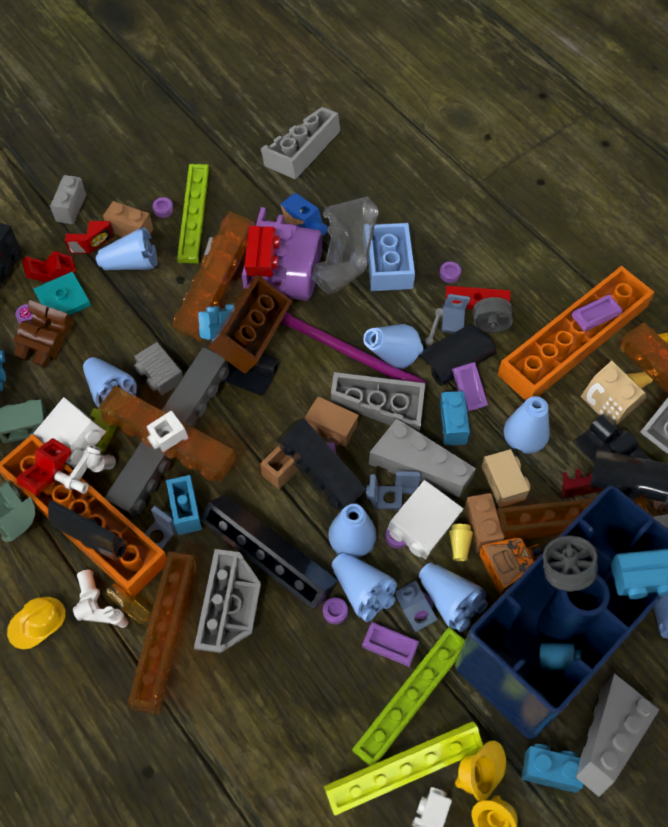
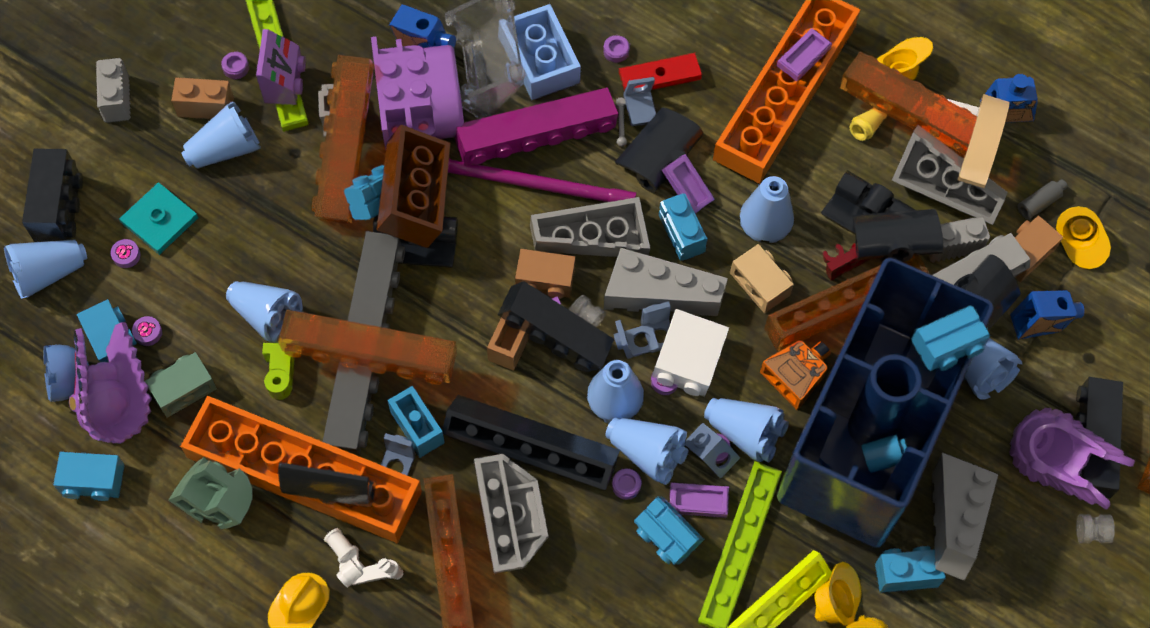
camera: 20 degrees left, 5 degrees up
(17, 374) = (147, 331): none -> medium lavender tile
(38, 337) = (157, 279): reddish brown hips -> none
(48, 461) = (244, 428): red slope -> none
(53, 268) = (130, 185): red slope -> none
(70, 428) = (249, 380): white brick -> none
(90, 459) = (292, 404): white pin -> none
(97, 234) = (171, 123): slope -> none
(128, 604) = (396, 551): clear yellow axle -> none
(158, 368) = (317, 271): light grey brick -> none
(166, 432) = (373, 336): white brick -> none
(188, 214) = (279, 69): none -> medium lavender slope
(261, 251) = (397, 95): red brick -> none
(353, 662) = (667, 531): none -> dark azure brick
(354, 463) = (587, 311): none -> clear wheel
(365, 309) = (536, 126): none -> magenta brick
(394, 344) = (588, 159): light blue cone -> none
(460, 541) = (736, 363): light yellow cone -> none
(483, 520) = (754, 334): medium nougat brick -> none
(492, 315) = (686, 90): dark grey wheel -> none
(570, 577) = (872, 352): dark grey wheel -> none
(613, 393) = (849, 145): tan slope -> none

